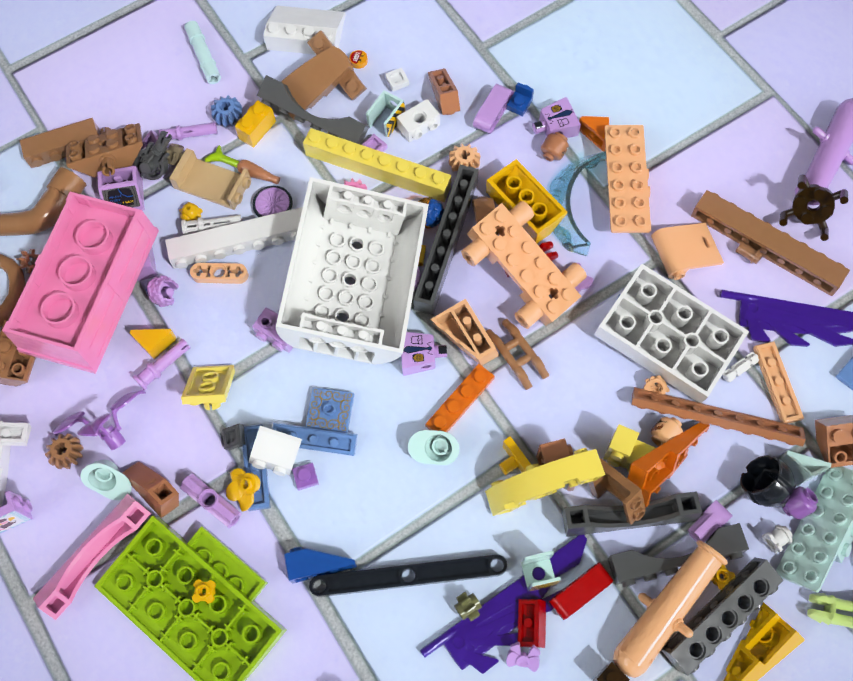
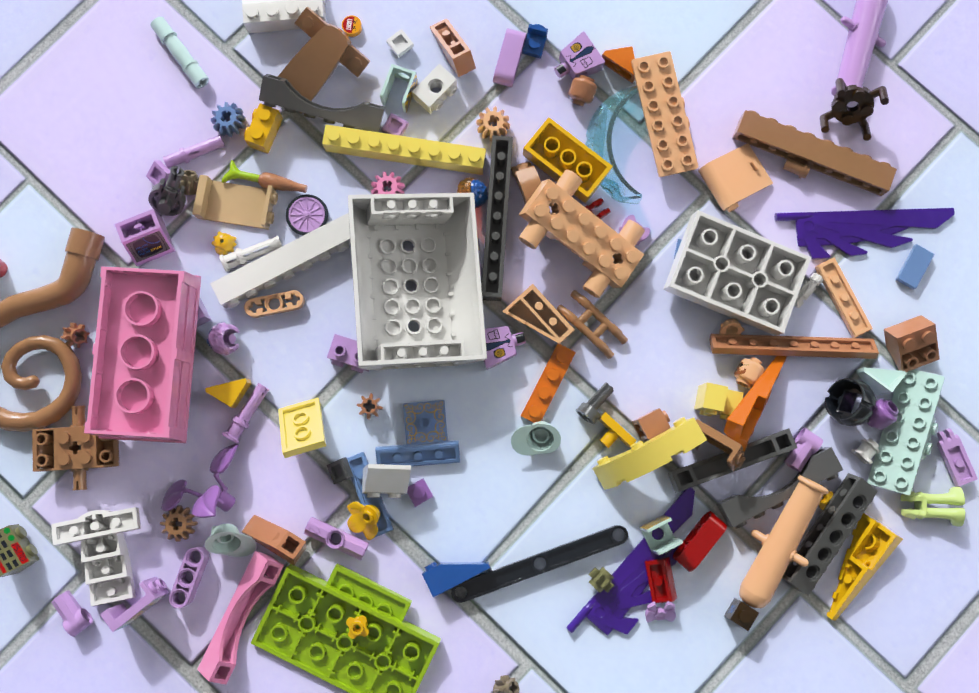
camera: 20 degrees left, 15 degrees up
(46, 508) = (181, 583): none -> lavender beam
(52, 144) = (61, 194): medium nougat brick -> none
(105, 151) = (114, 197): medium nougat slope -> none
(276, 378) = (366, 402): none -> nougat gear
(495, 432) = (588, 410): none -> dark grey piece

